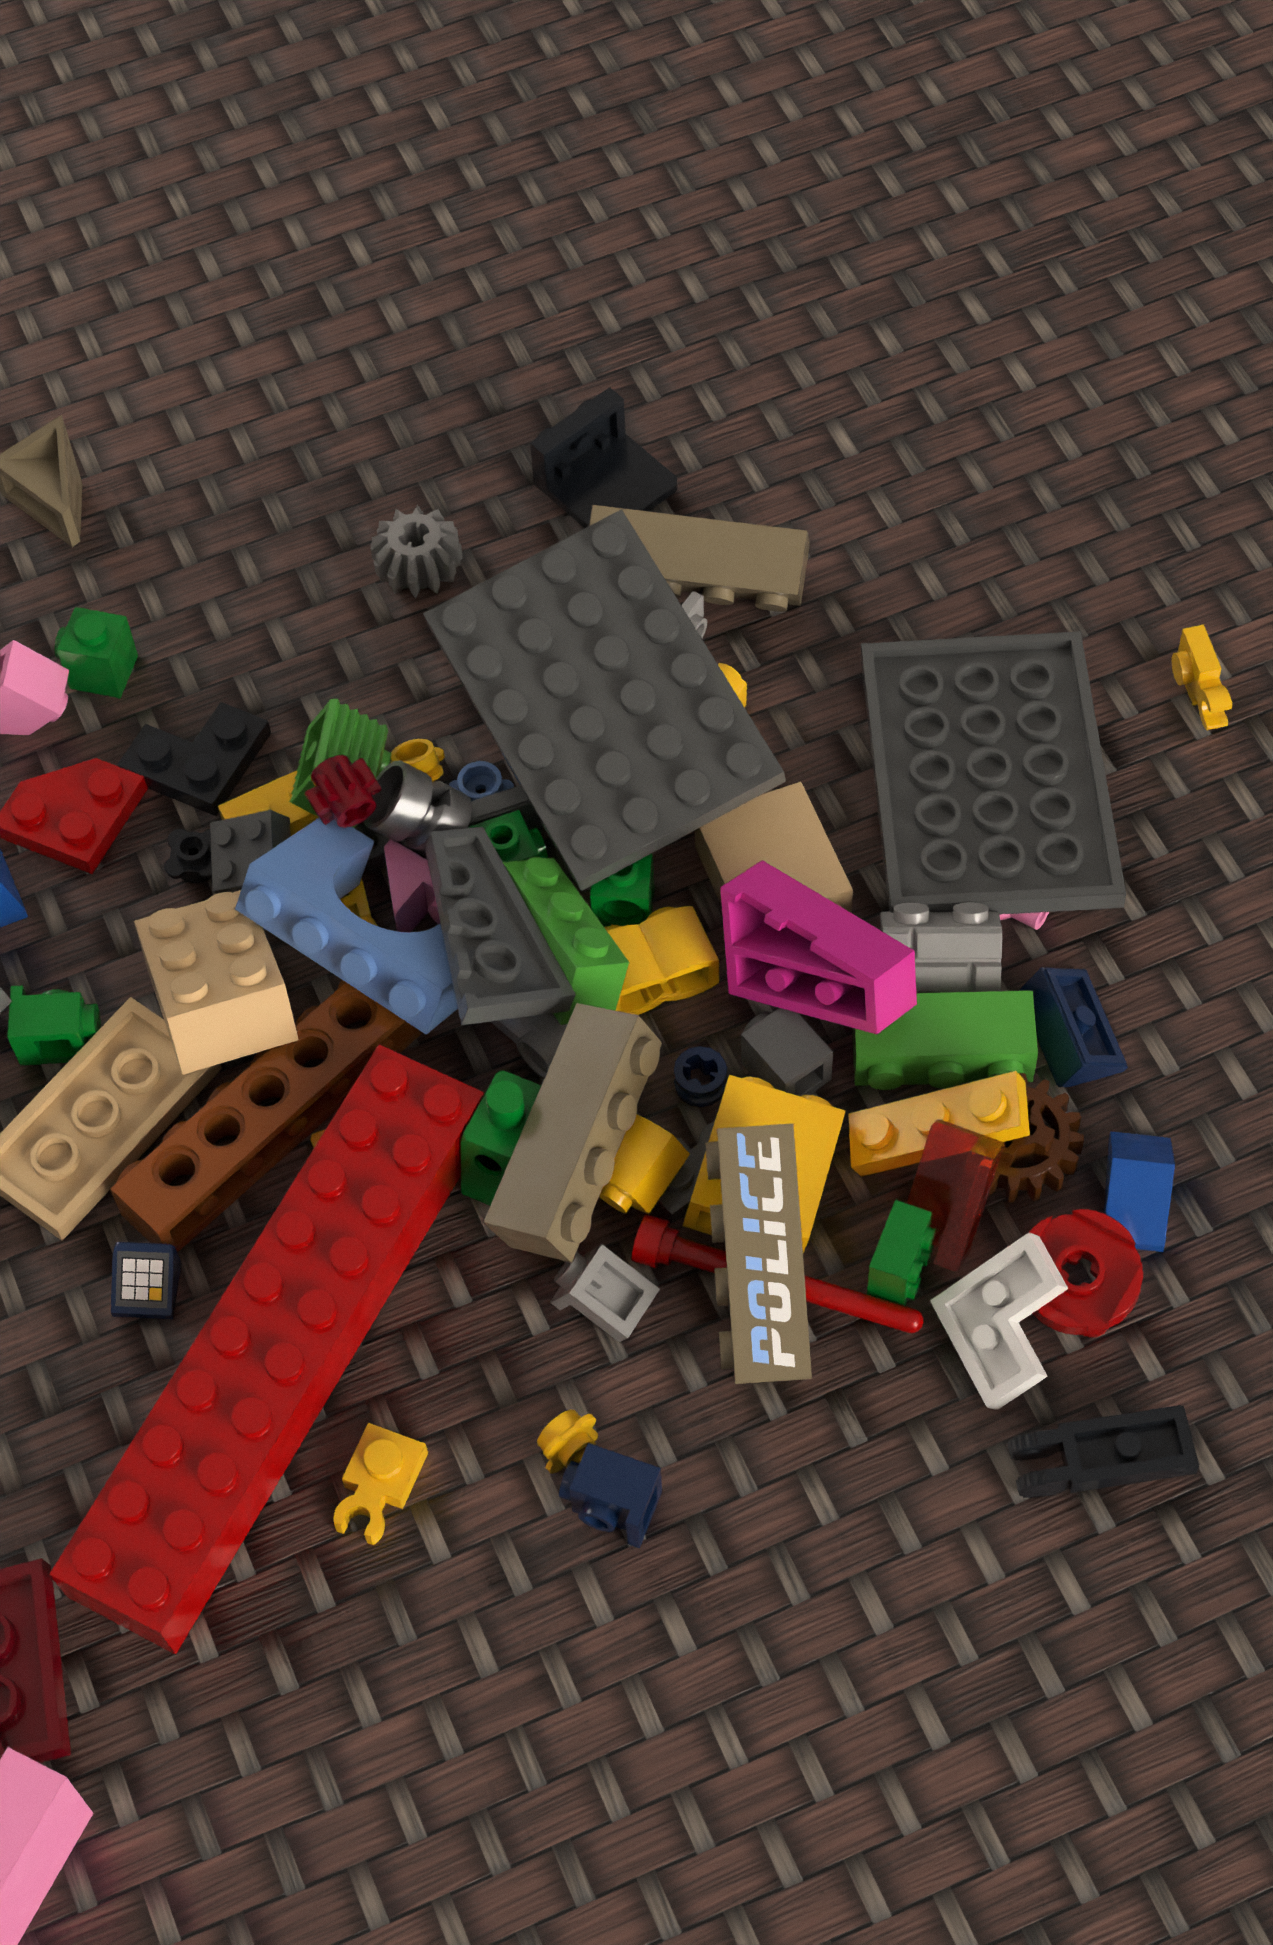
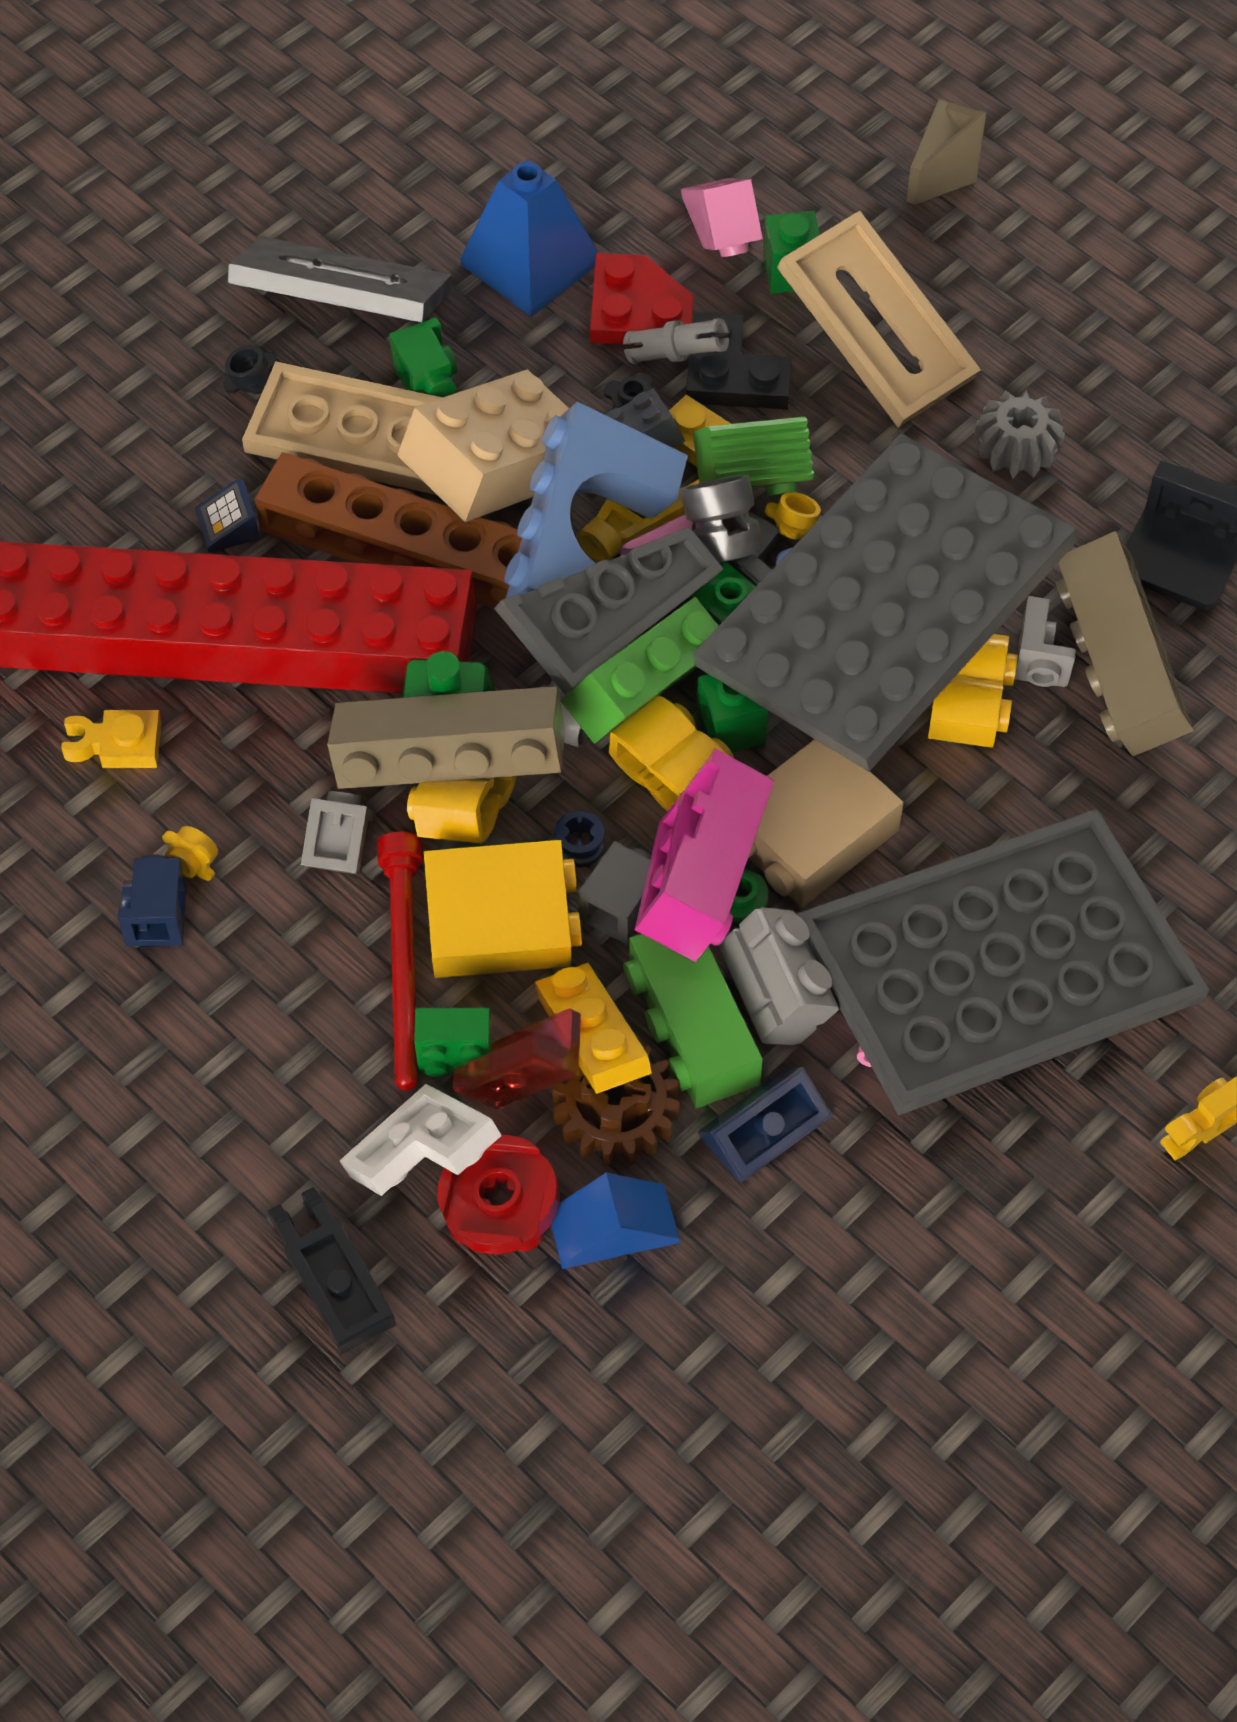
camera: 65 degrees right, 0 degrees up
(156, 786) = (676, 341): none -> light grey pin
(301, 581) = (862, 253): none -> tan piece
(343, 791) = (696, 448): dark red gear -> none
(762, 1254) = (394, 919): dark tan brick -> none

